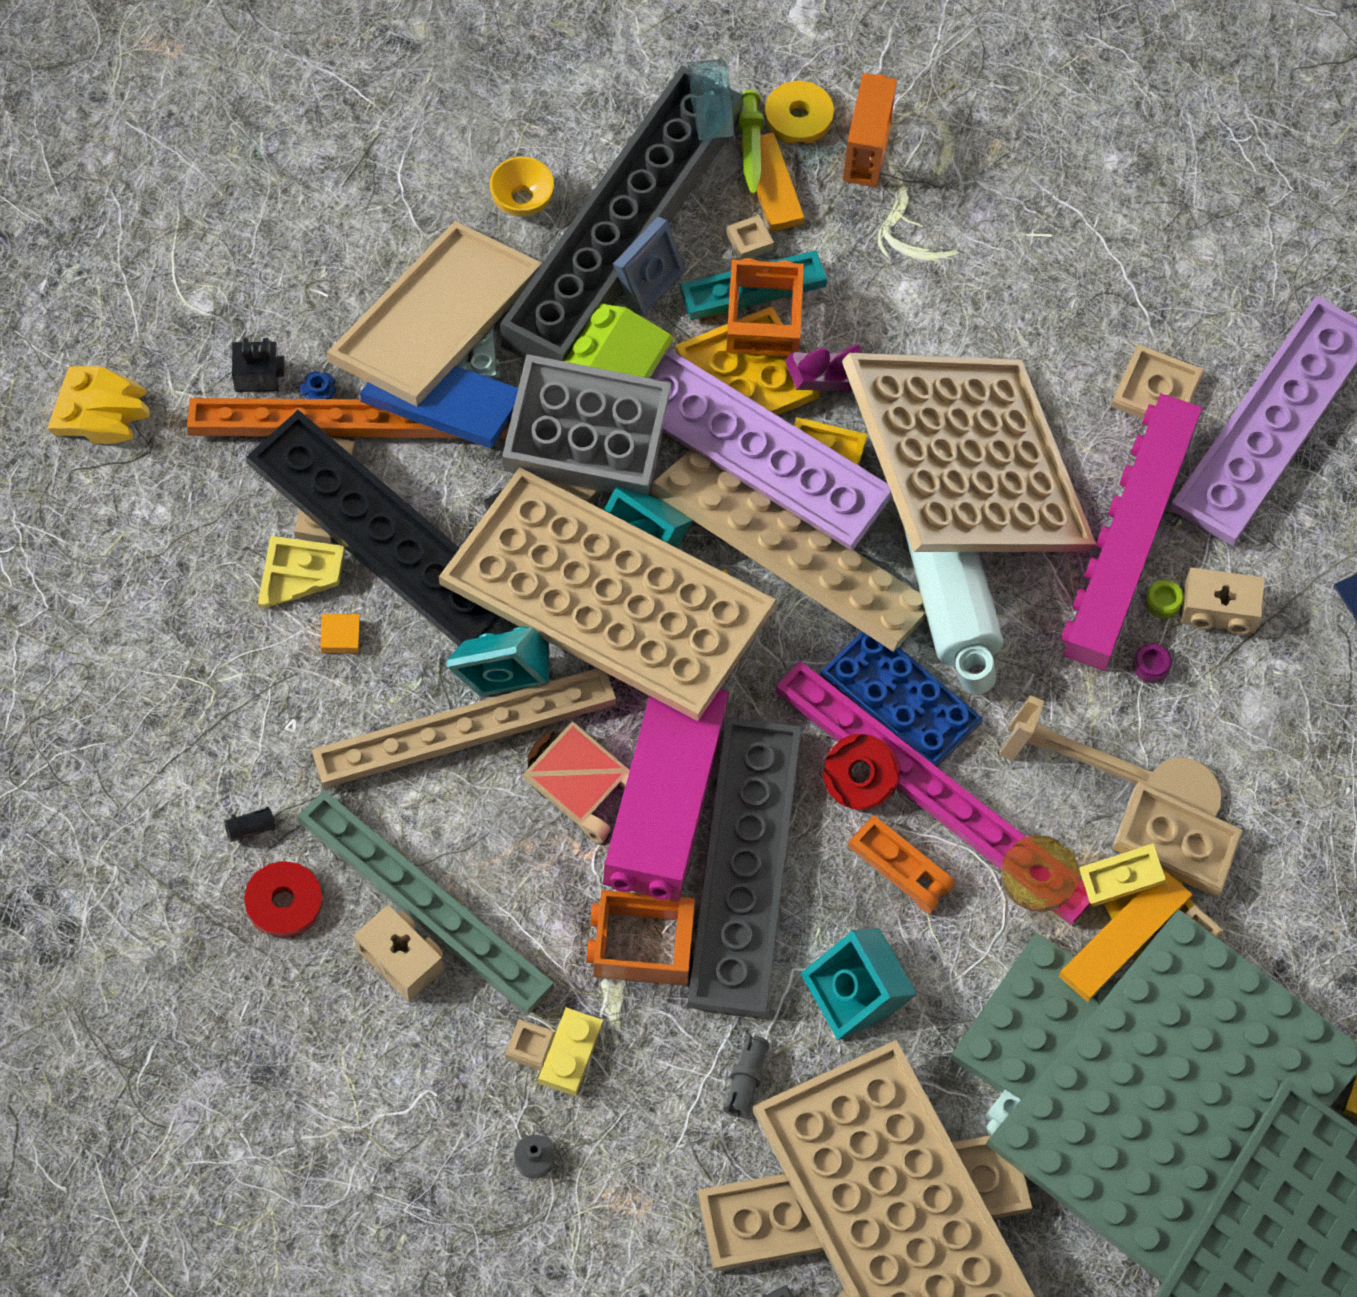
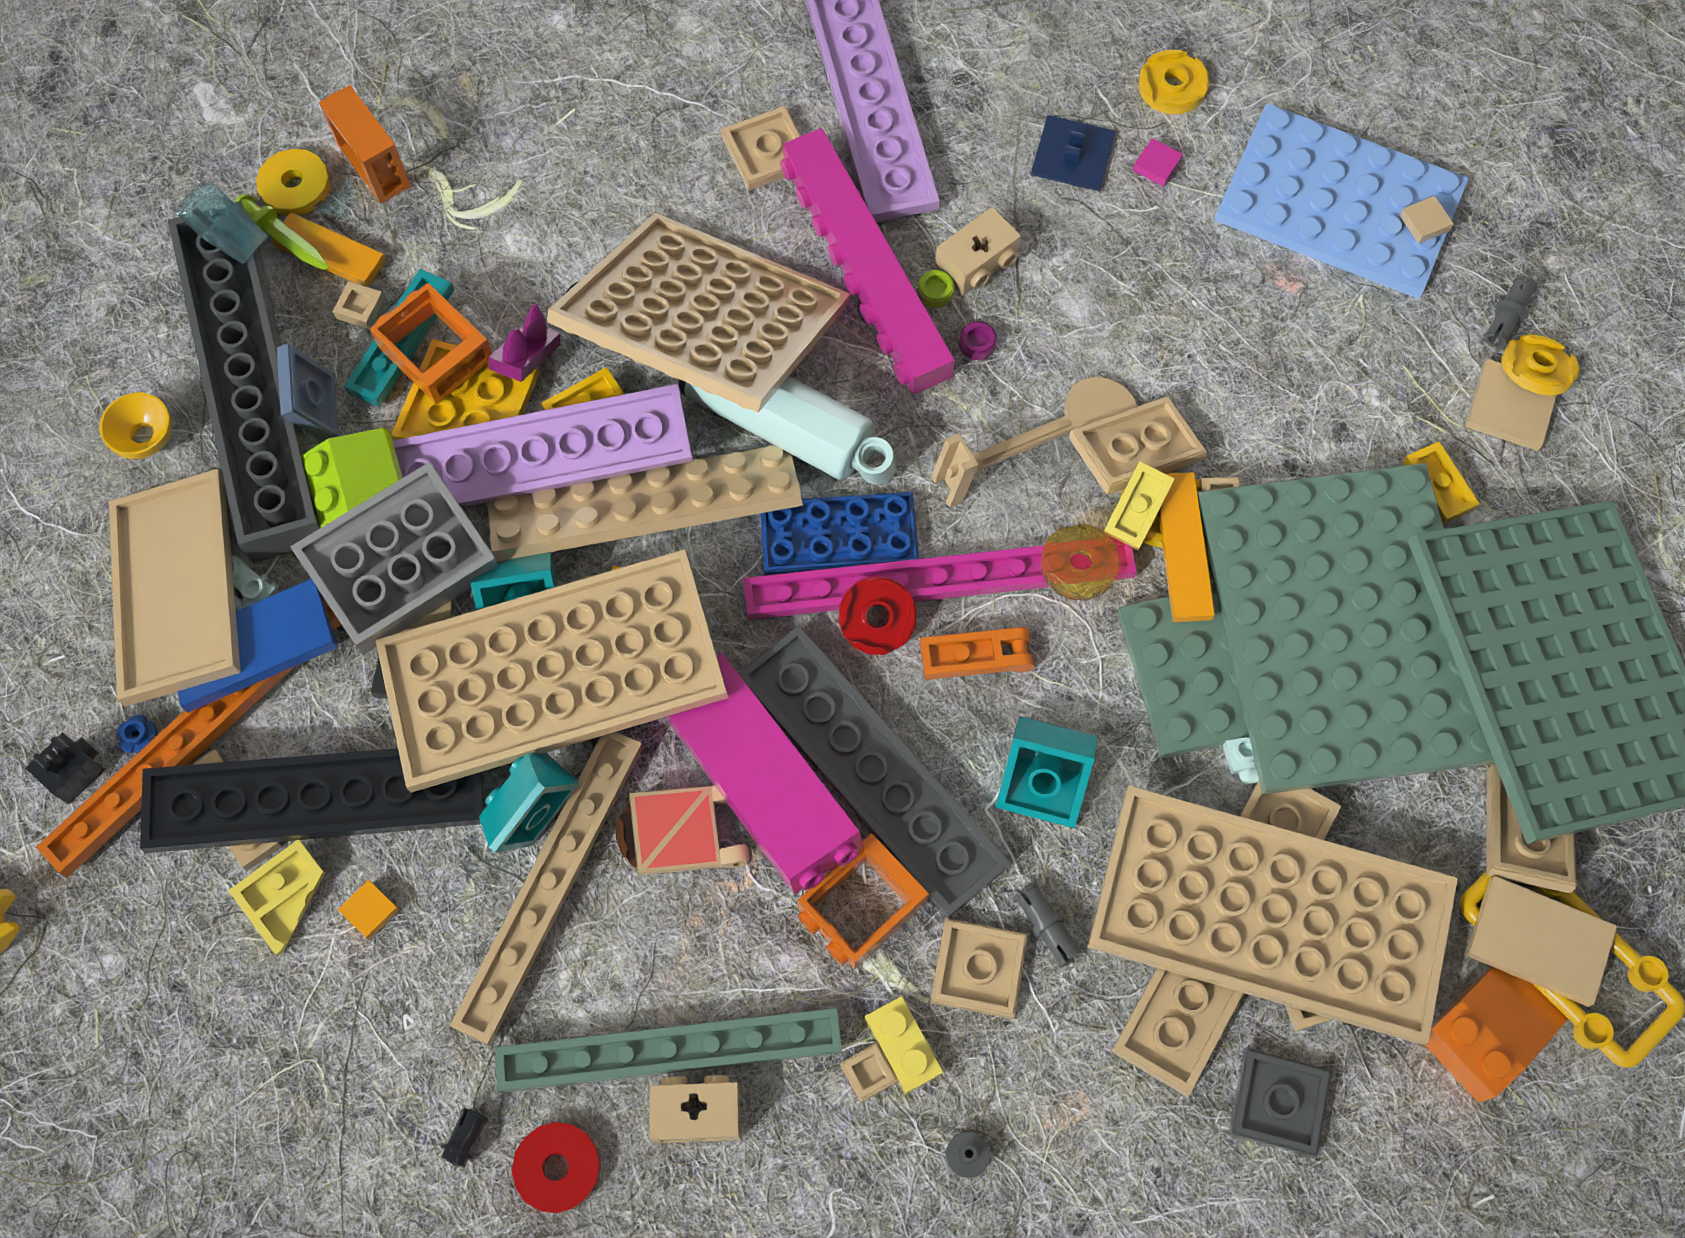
camera: 45 degrees left, 5 degrees up
(672, 1057) = (979, 968): none -> tan tile

